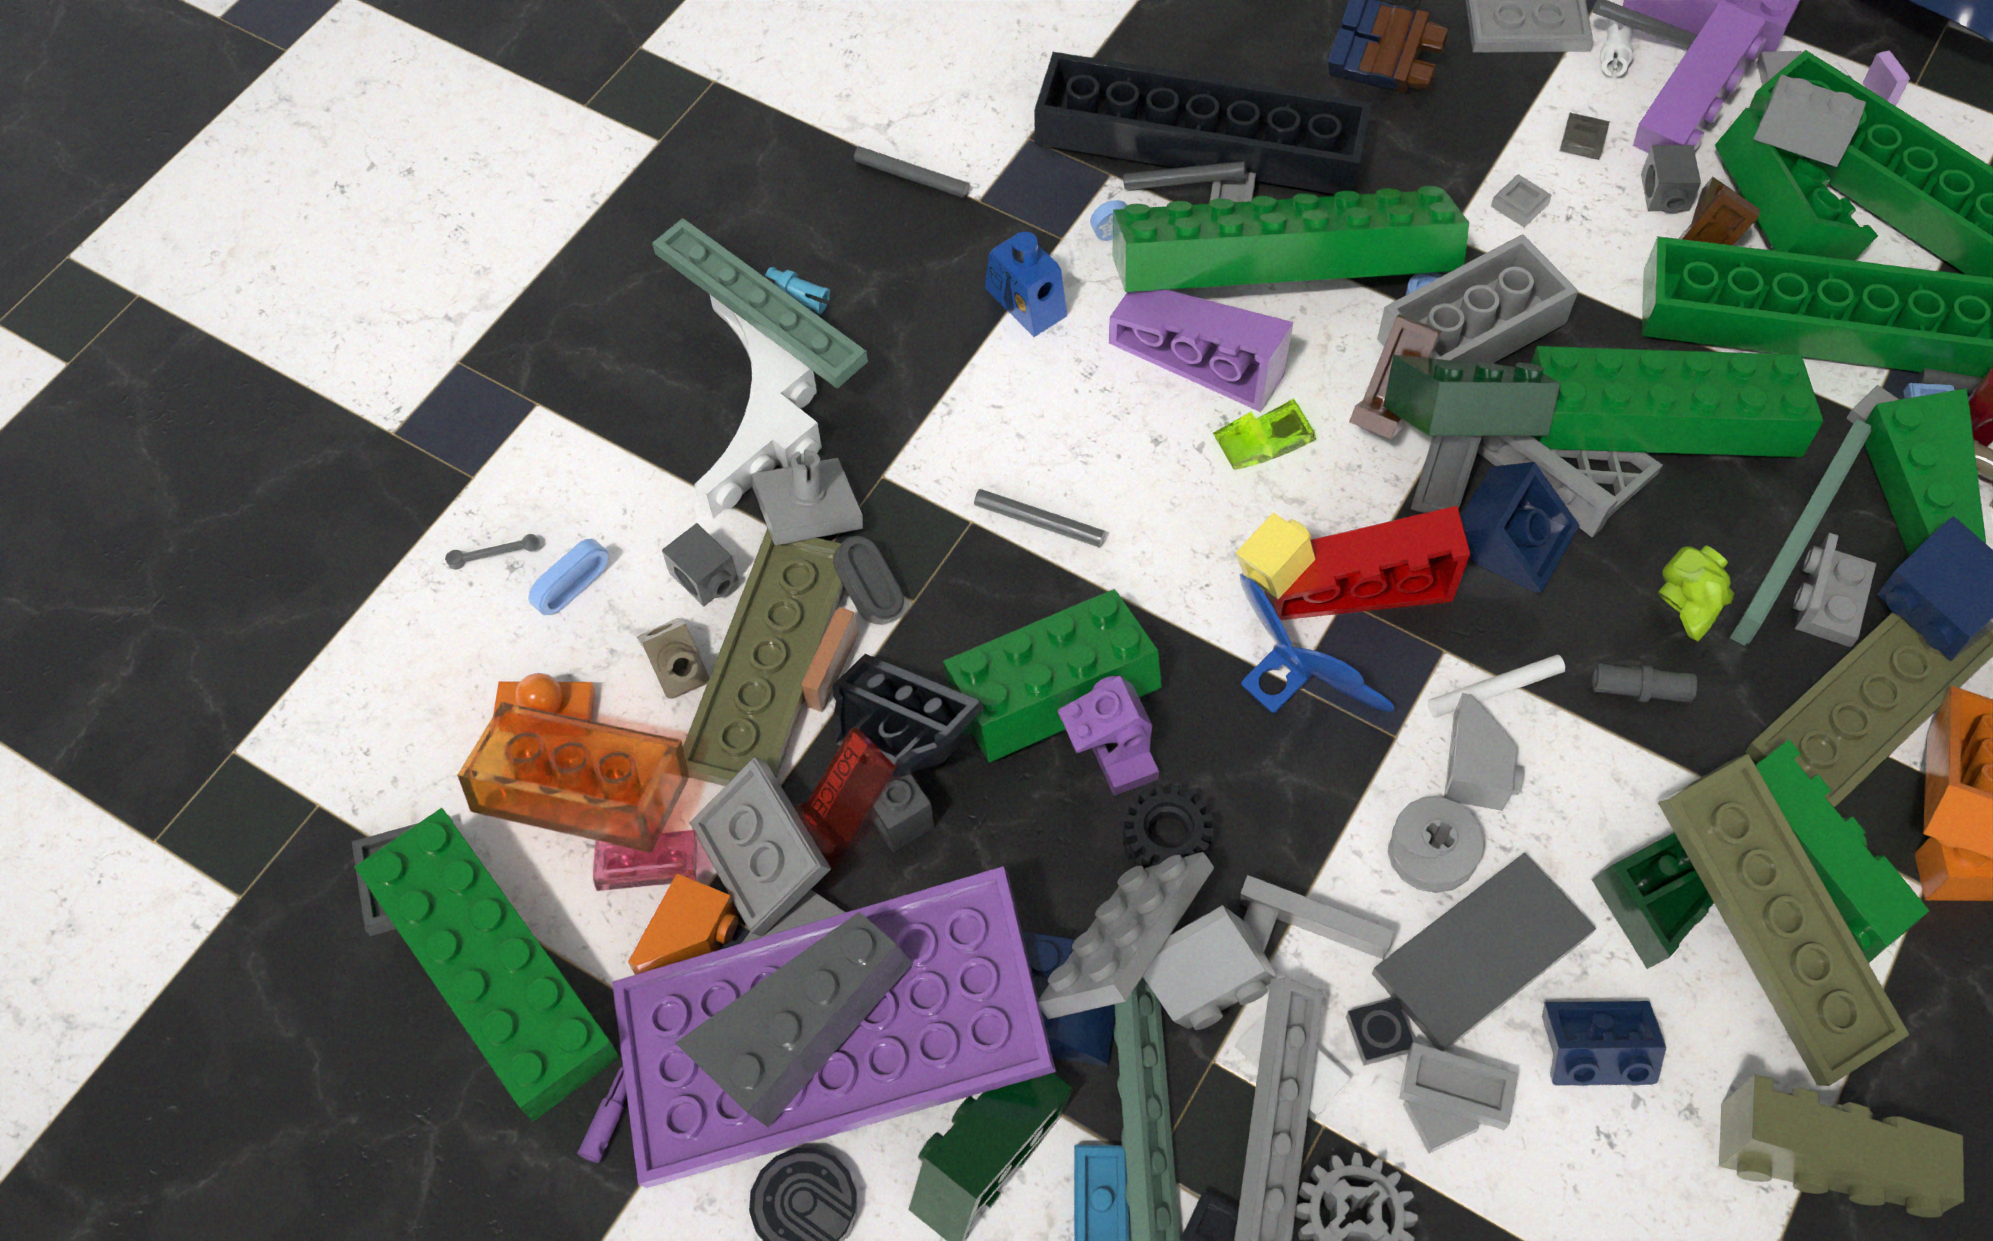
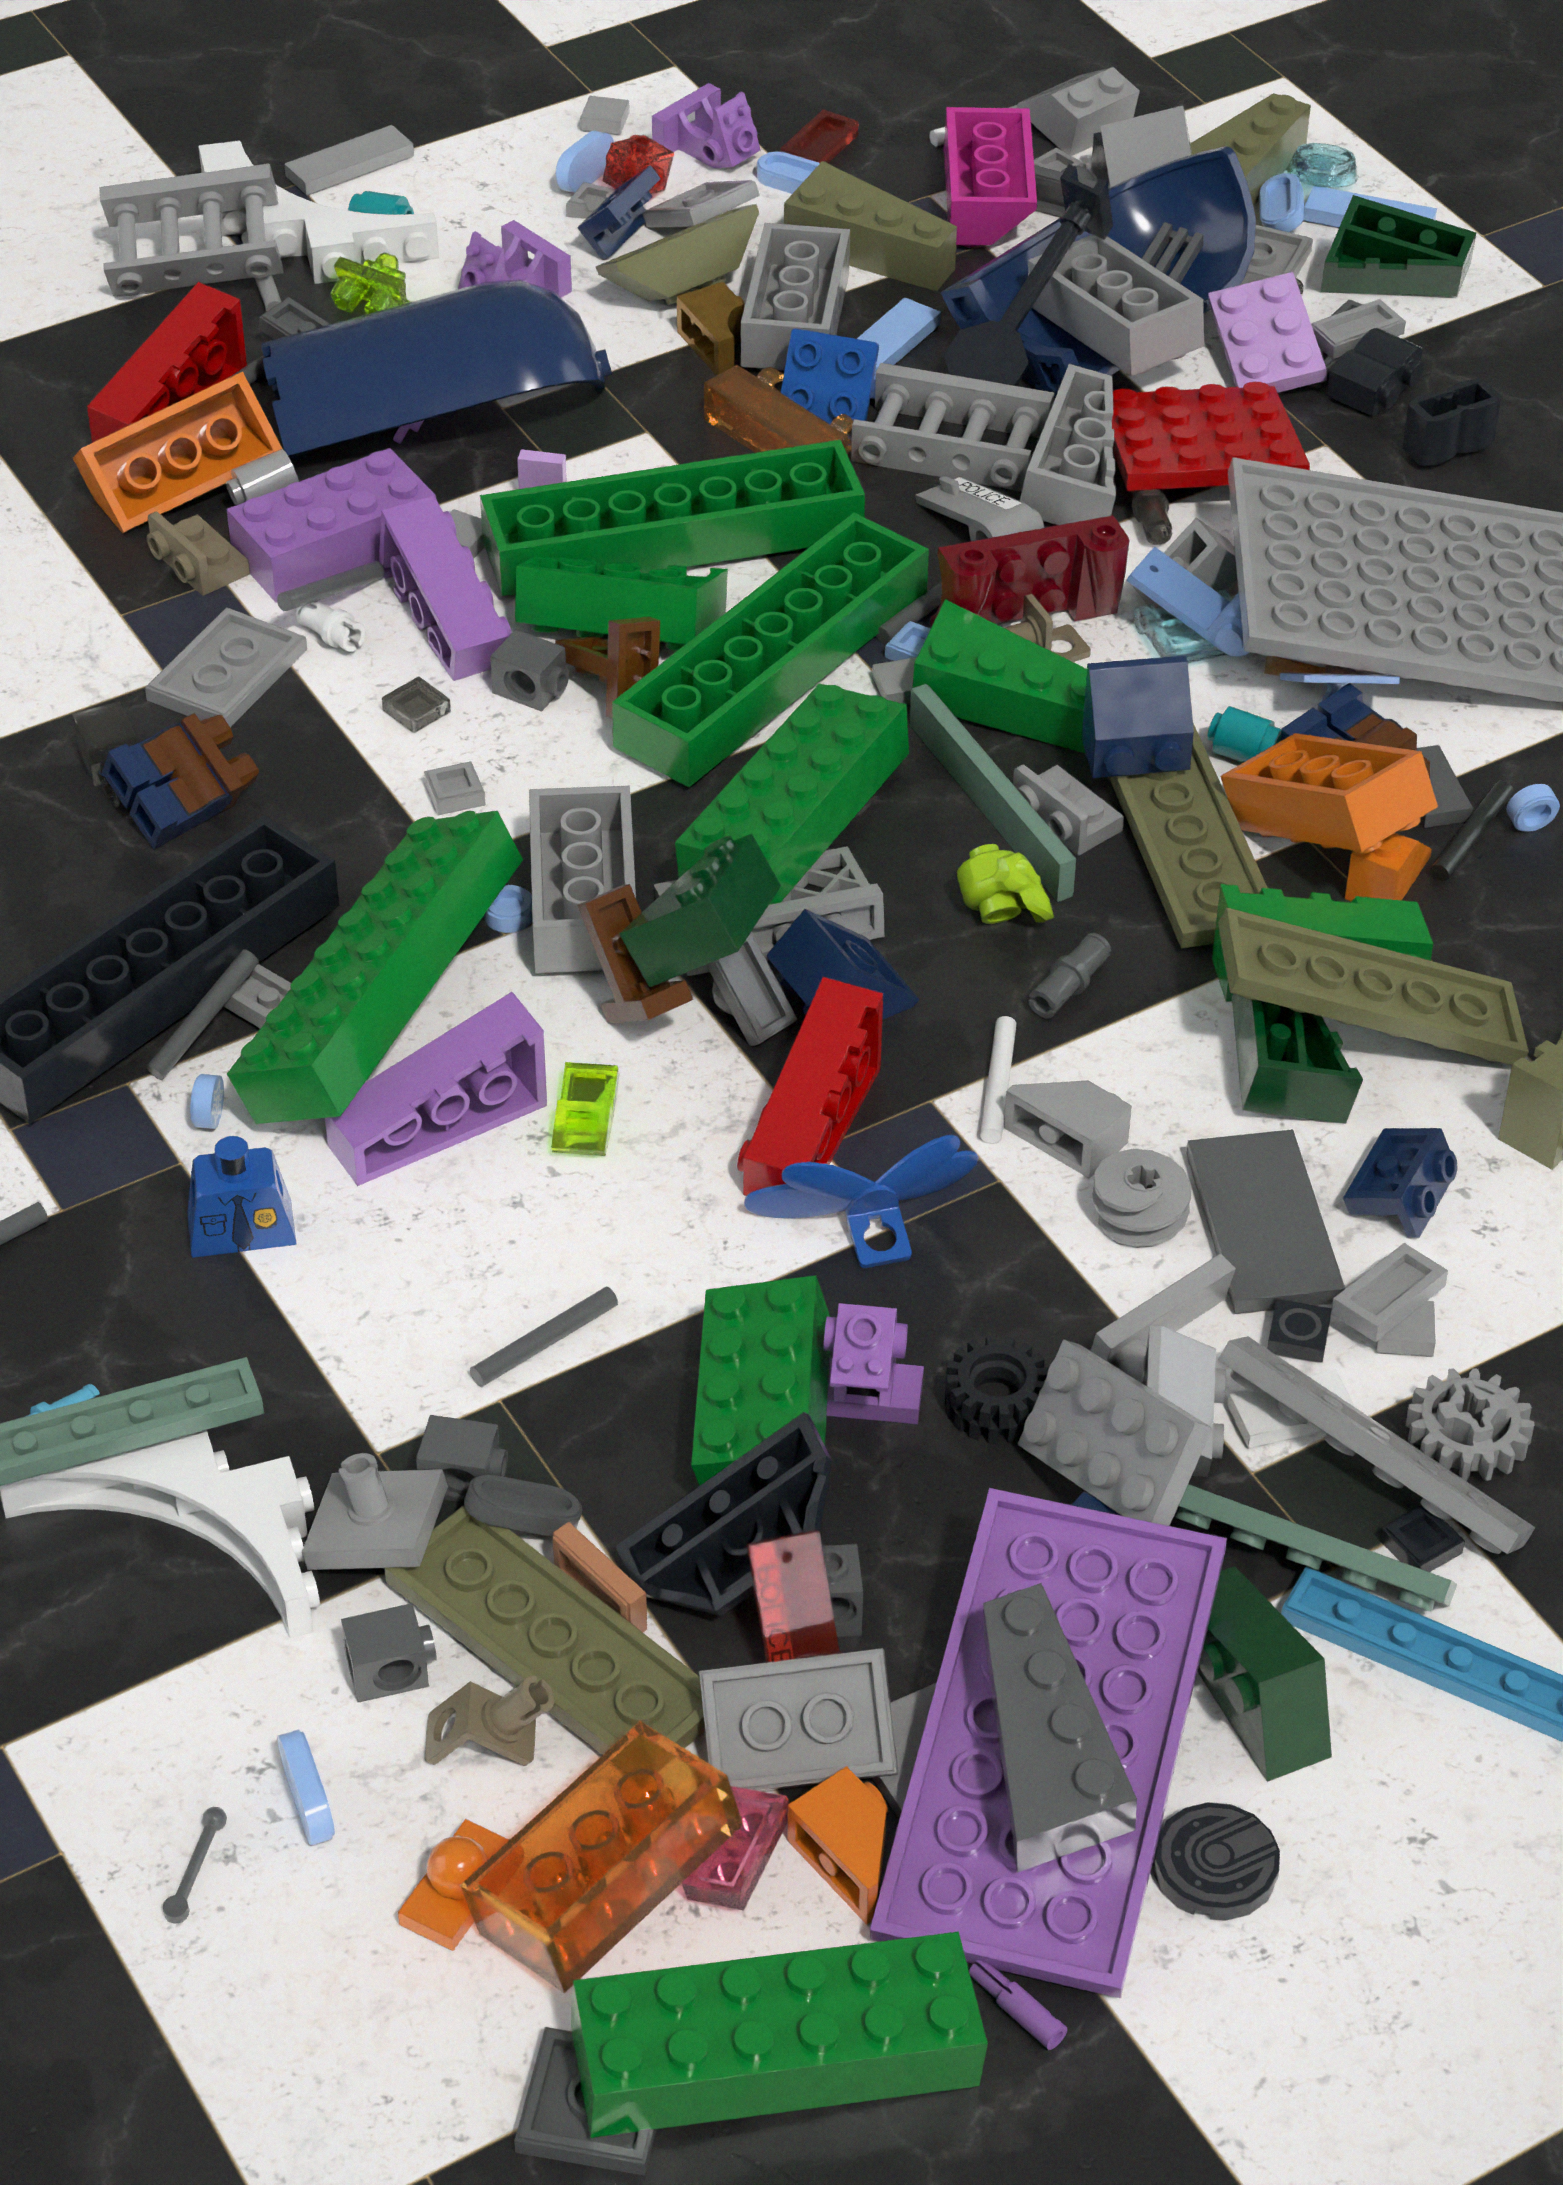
camera: 65 degrees left, 15 degrees down
(888, 521) = (462, 1451): none -> dark grey brick
(1276, 554) = (767, 1138): light yellow brick -> none
(1809, 120) = (580, 528): light grey slope -> none

